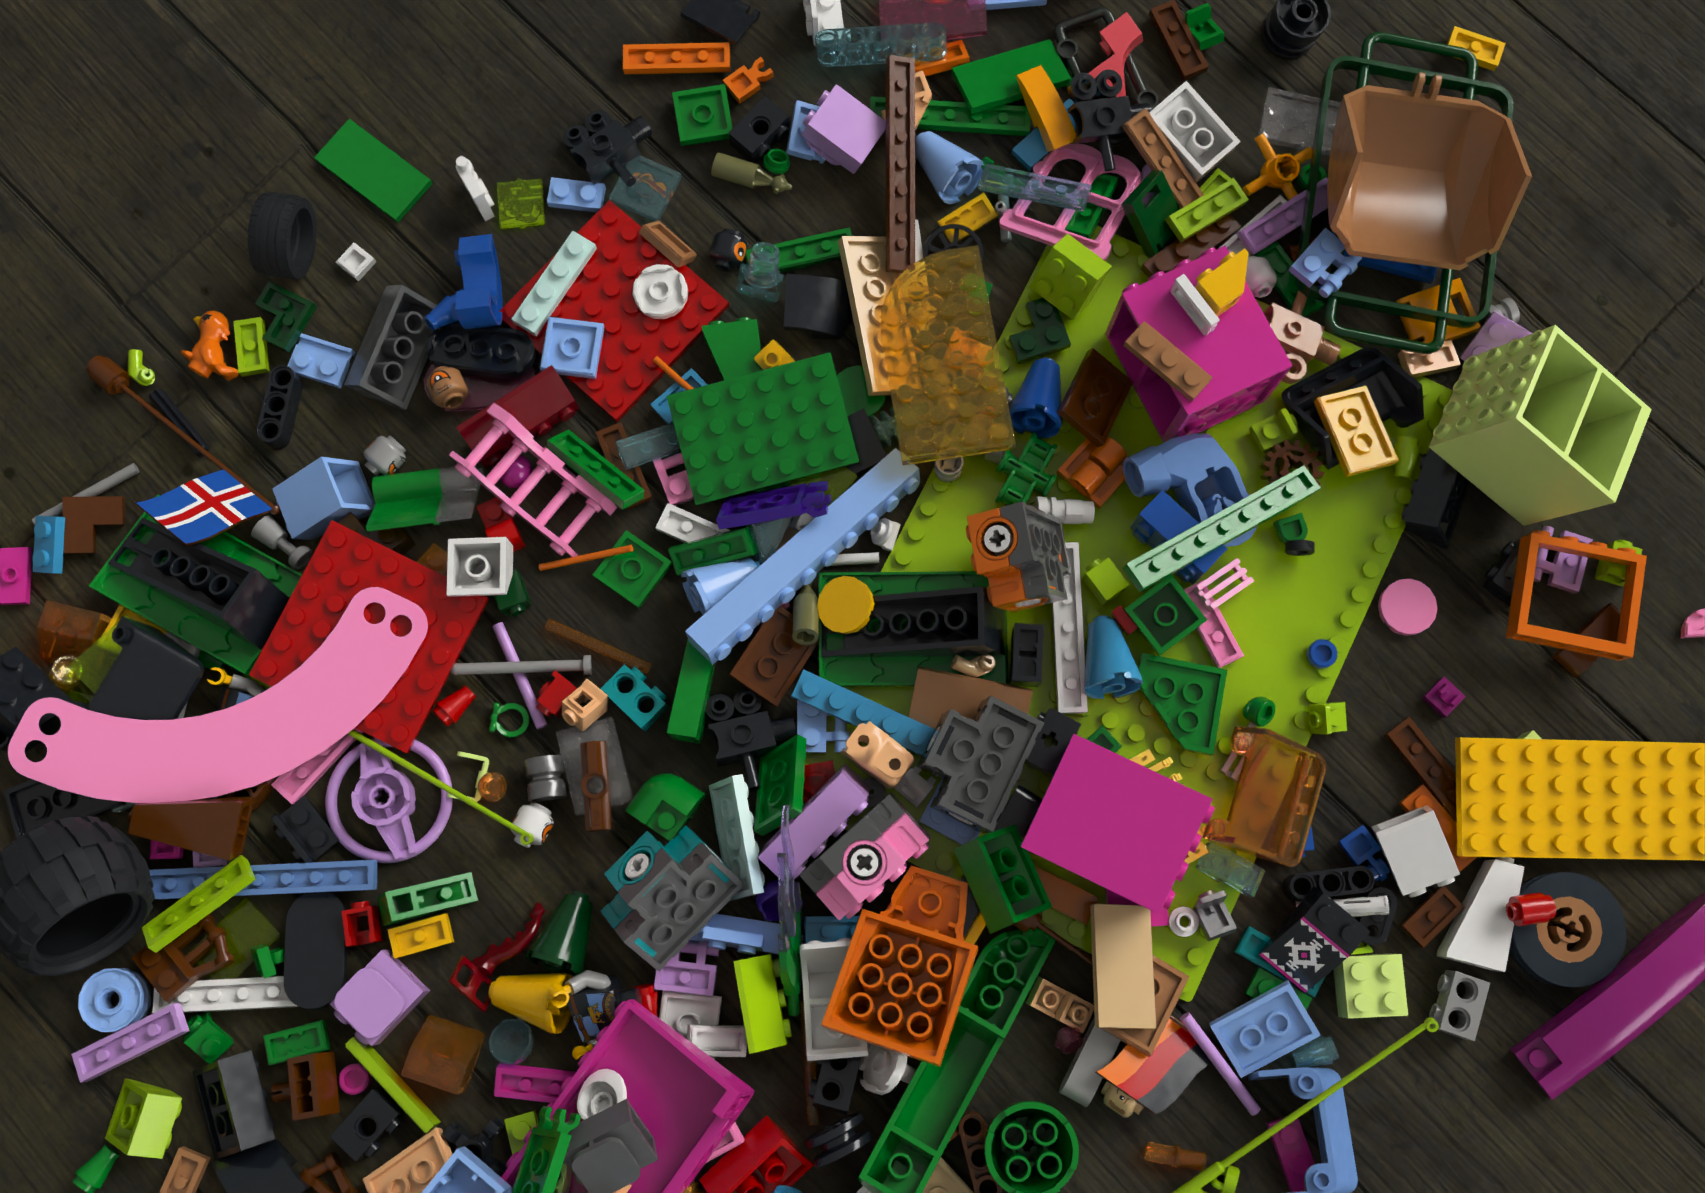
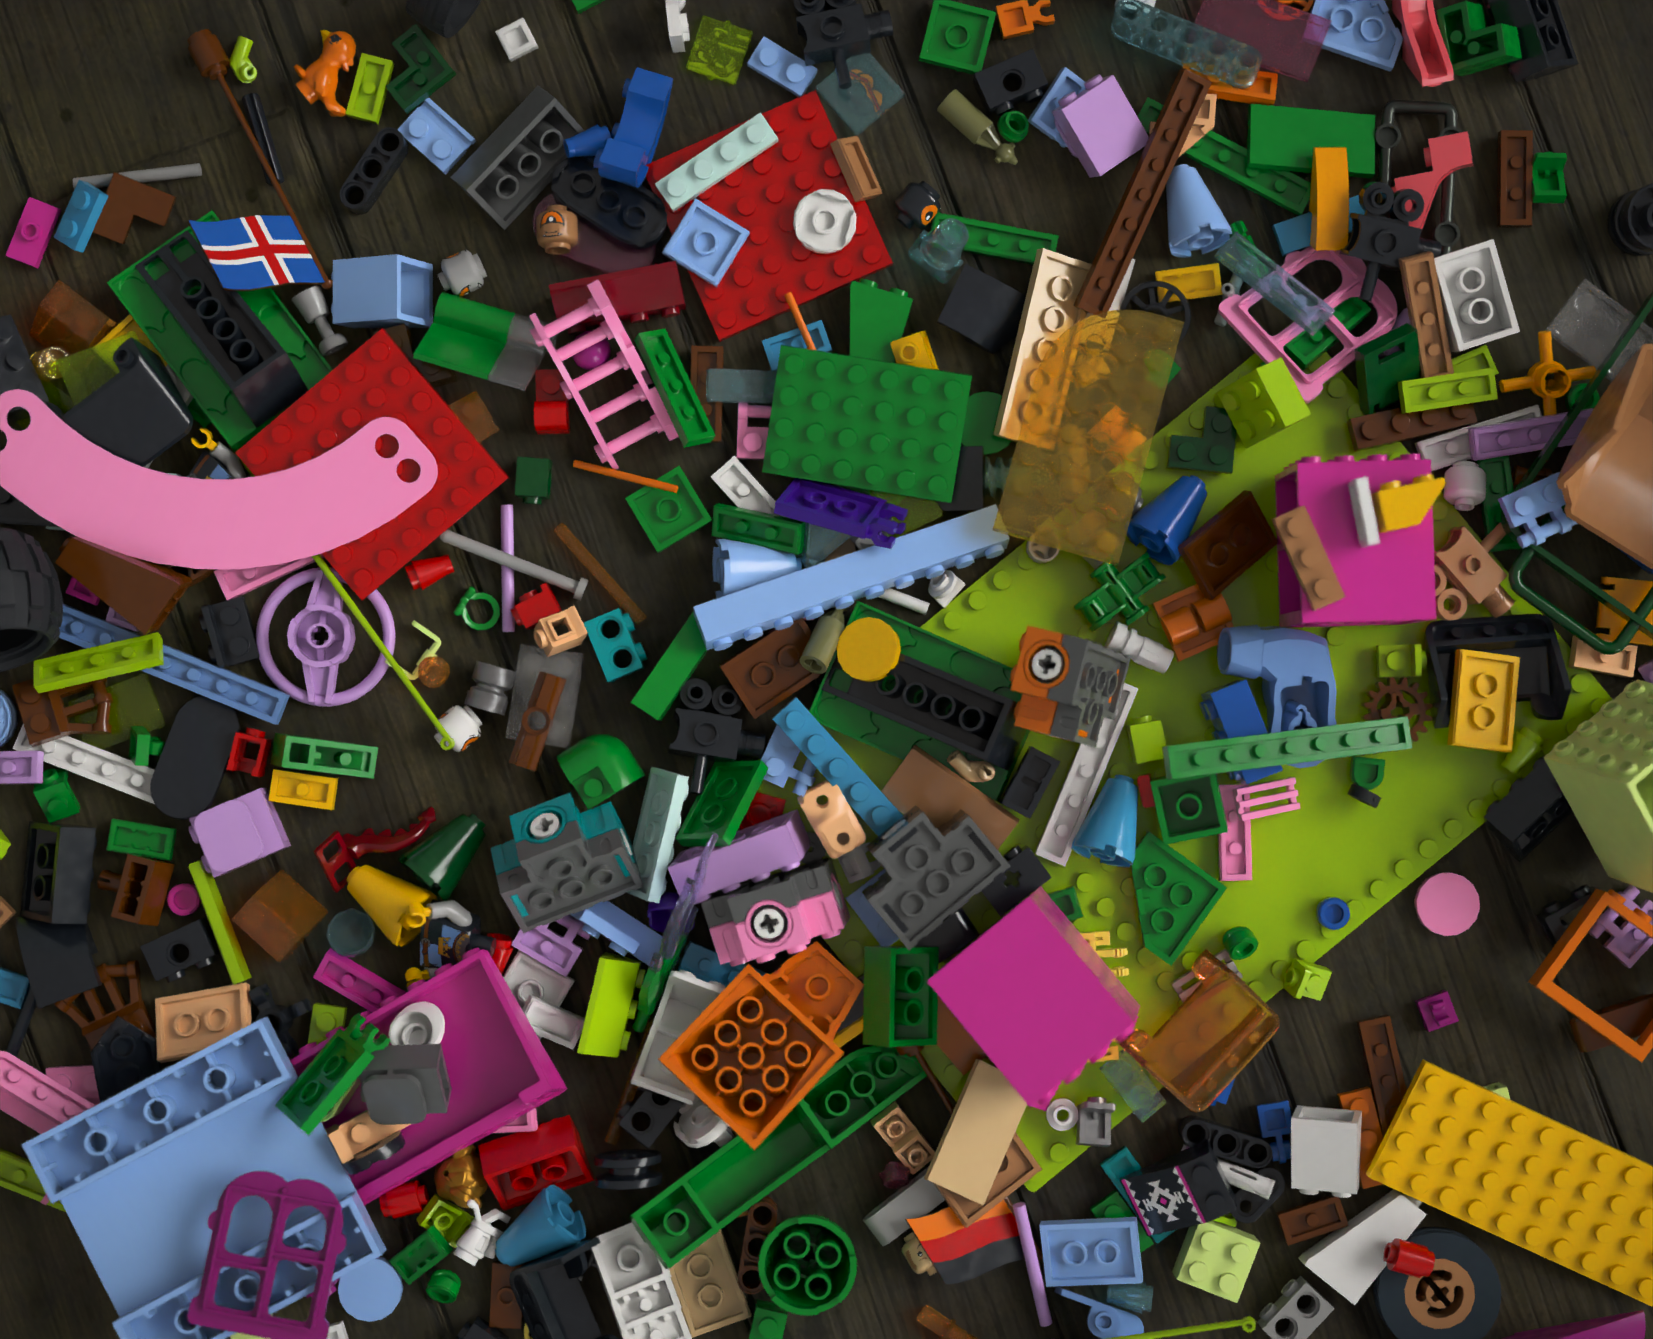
camera: 25 degrees right, 10 degrees up
(479, 566) = (512, 446): white slope -> none

